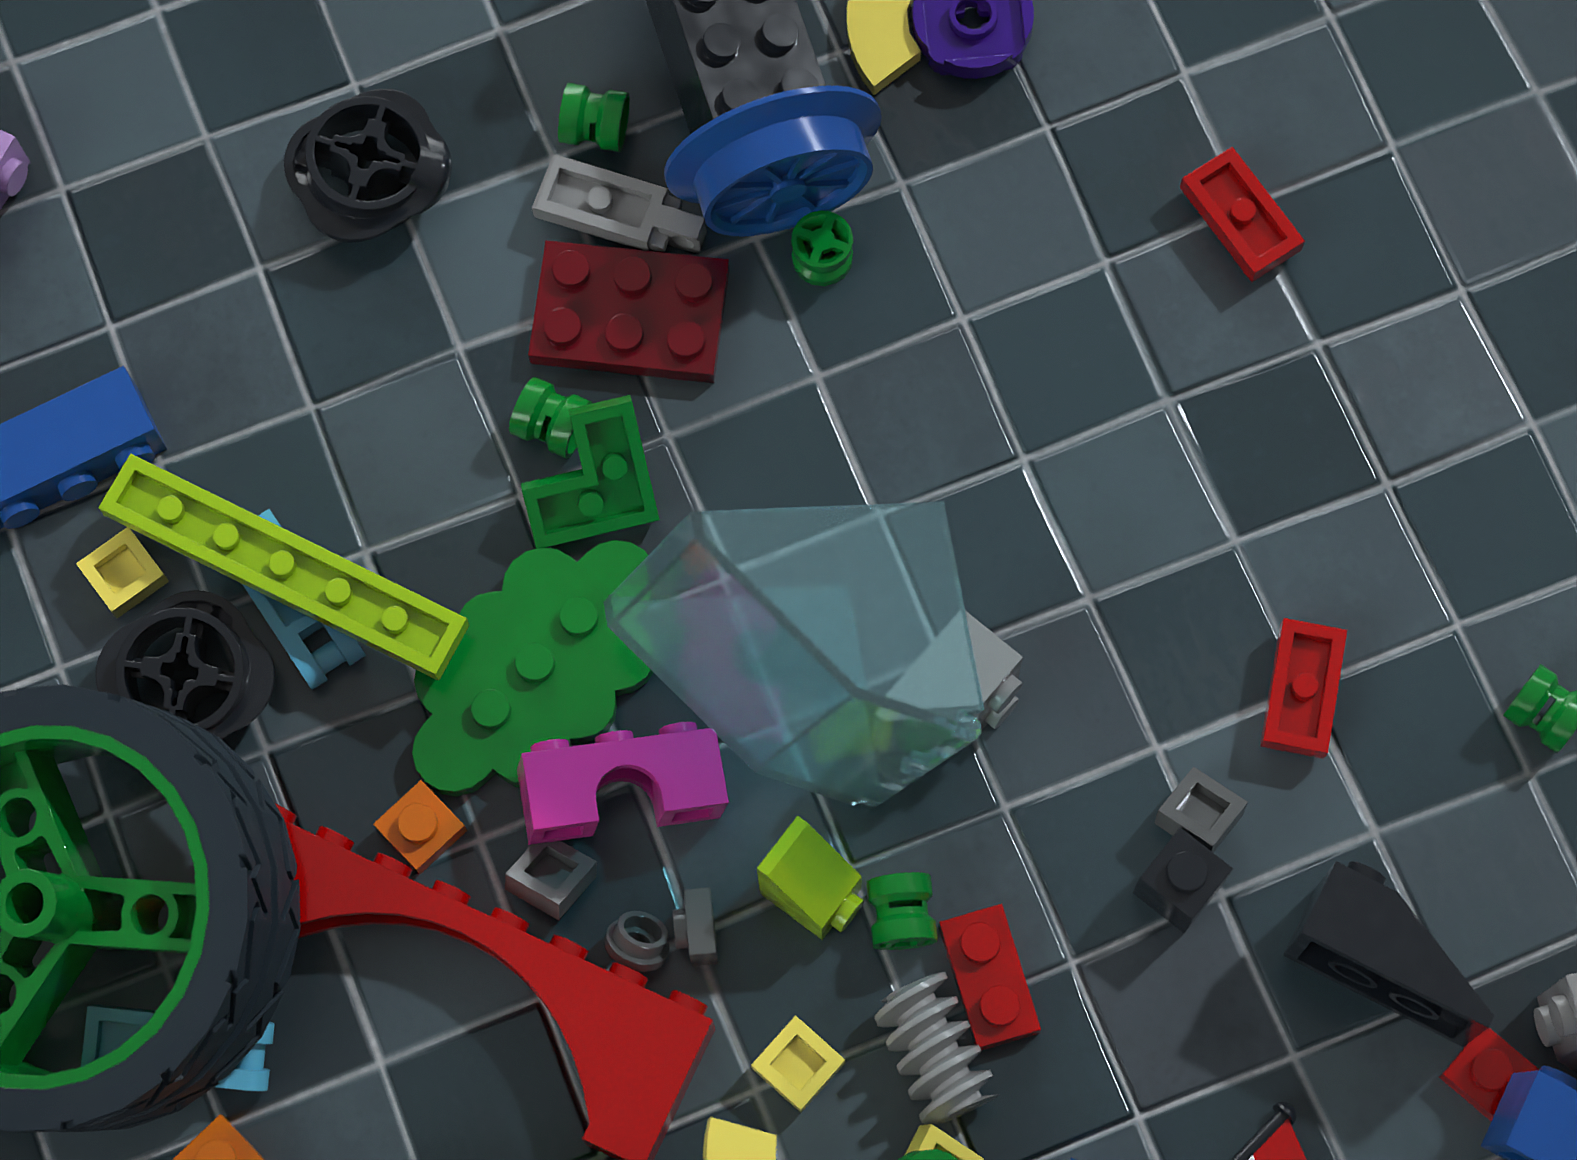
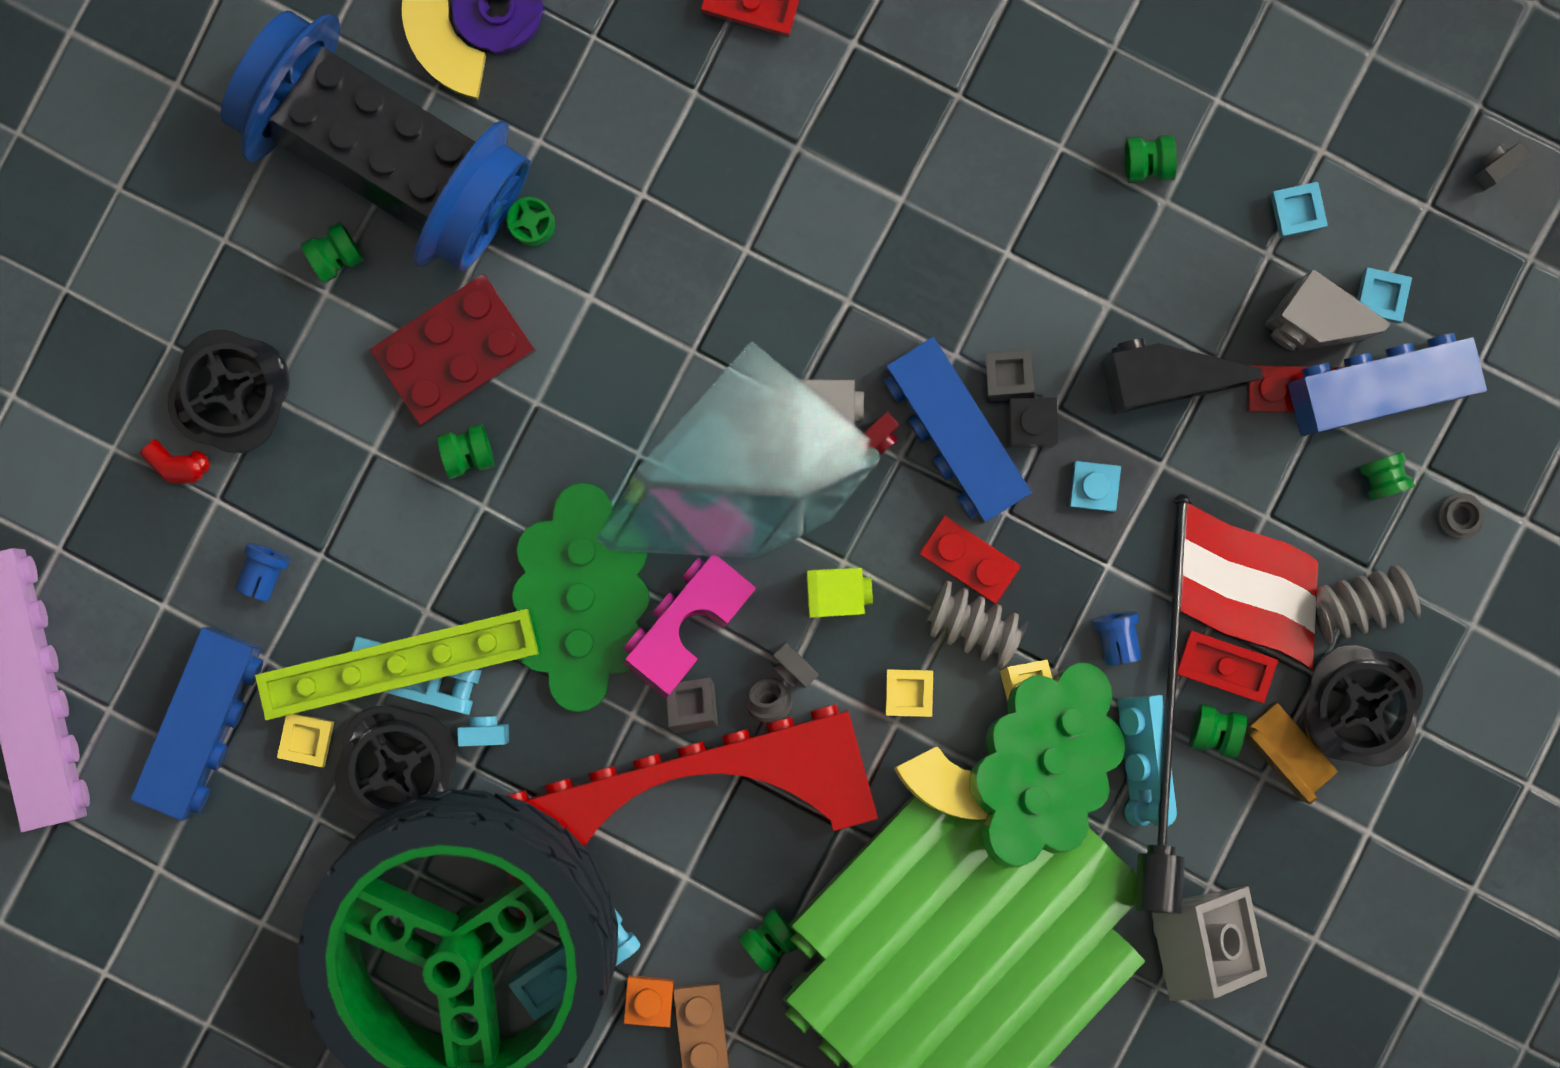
camera: 45 degrees left, 15 degrees up
(235, 367) = (261, 571): none -> blue bush
(248, 201) = (175, 468): none -> red arm
(308, 717) = (483, 731): none -> medium azure plate
(420, 827) = (596, 737): orange plate -> none
(608, 491) = (534, 470): green plate -> none
(616, 208) = (391, 296): light grey hinge -> none
(901, 911) = (903, 572): green wheel -> none
(999, 757) = (882, 433): none -> dark red plate
(1091, 824) = (957, 431): none -> blue brick
(1196, 1013) = (1094, 486): none -> medium azure plate
(1303, 688) = (1009, 257): red plate -> none

